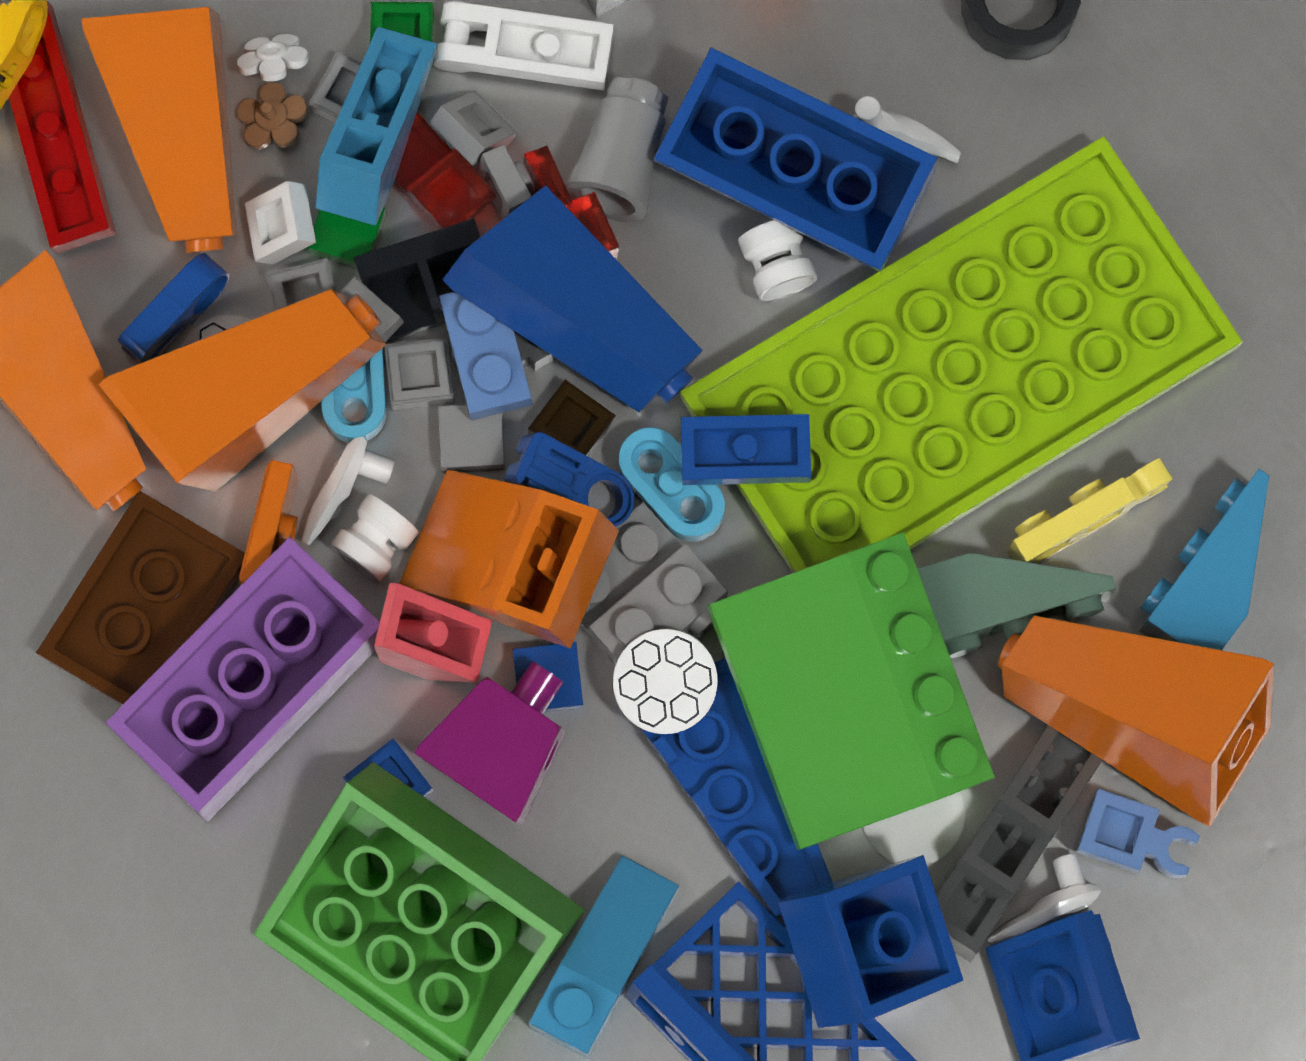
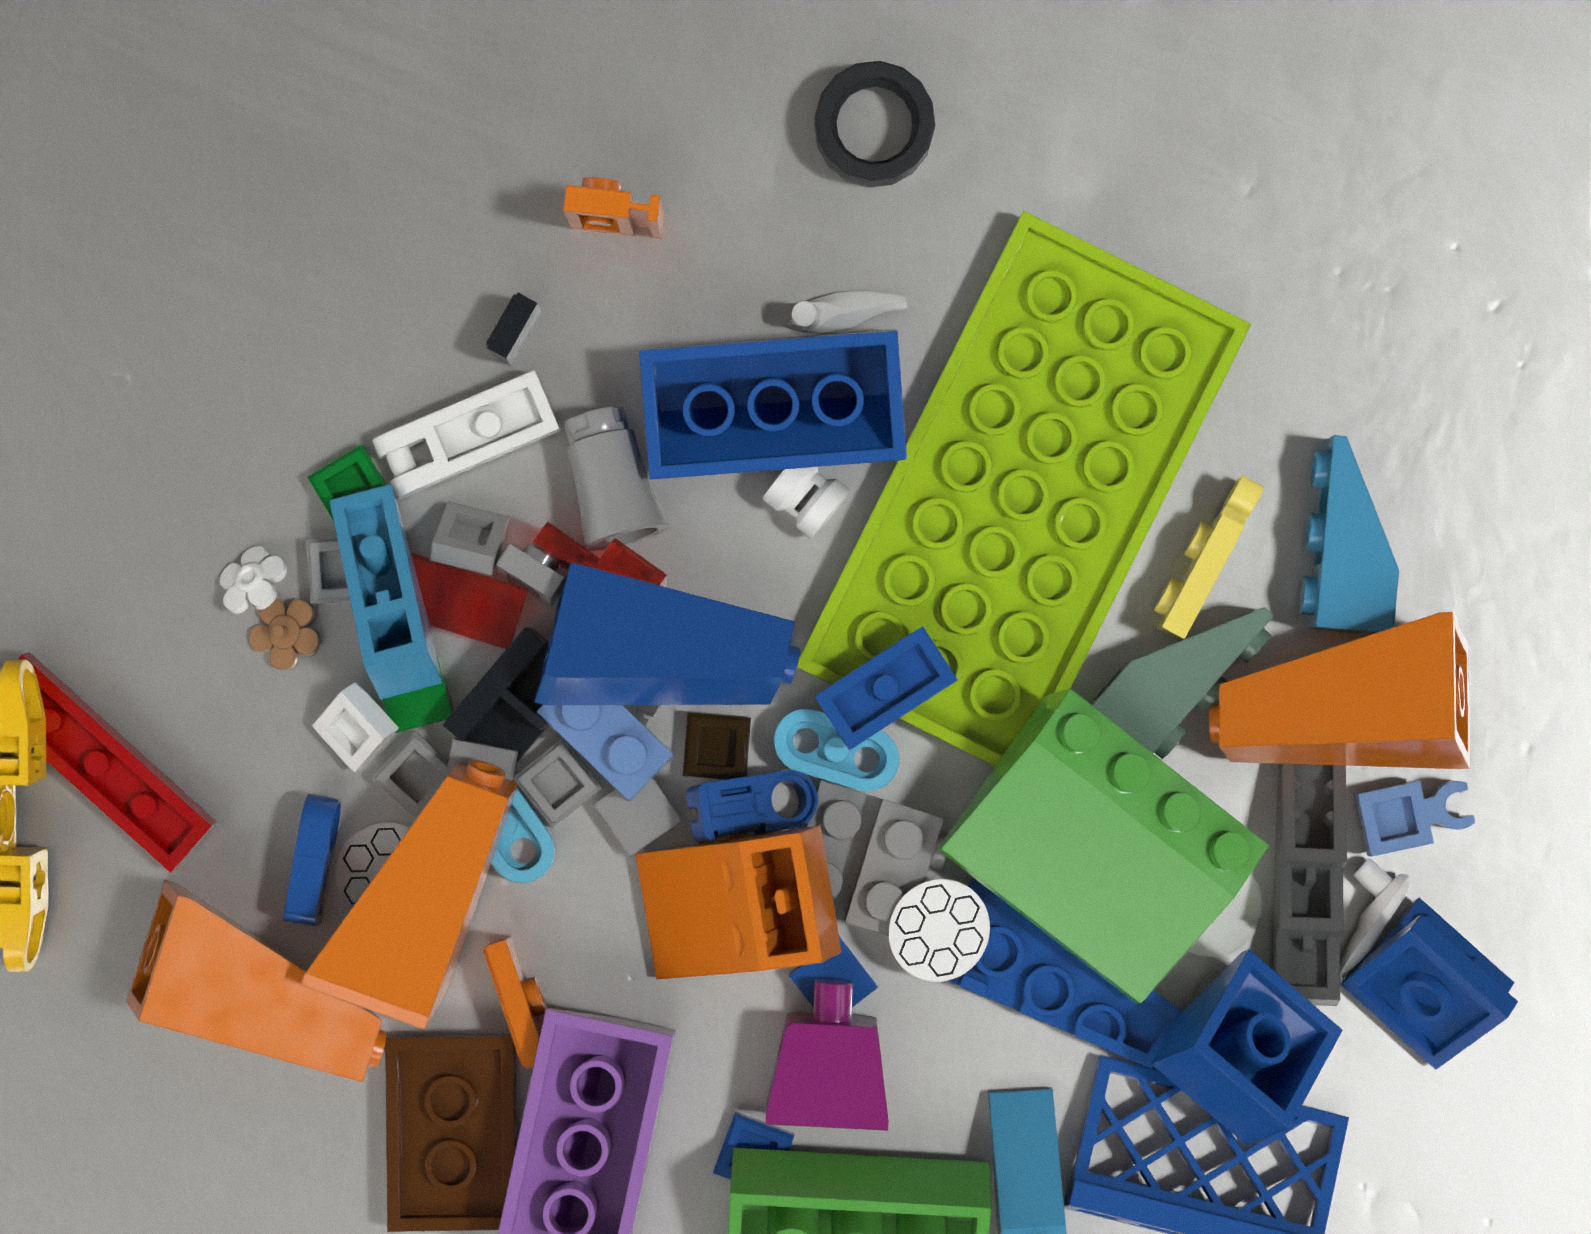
camera: 30 degrees left, 10 degrees up
(173, 107) = (195, 684): orange slope -> none
(340, 480) = (550, 921): white bar -> none
(374, 538) = (612, 955): white wheel -> none
(430, 637) = (720, 1017): coral slope -> none

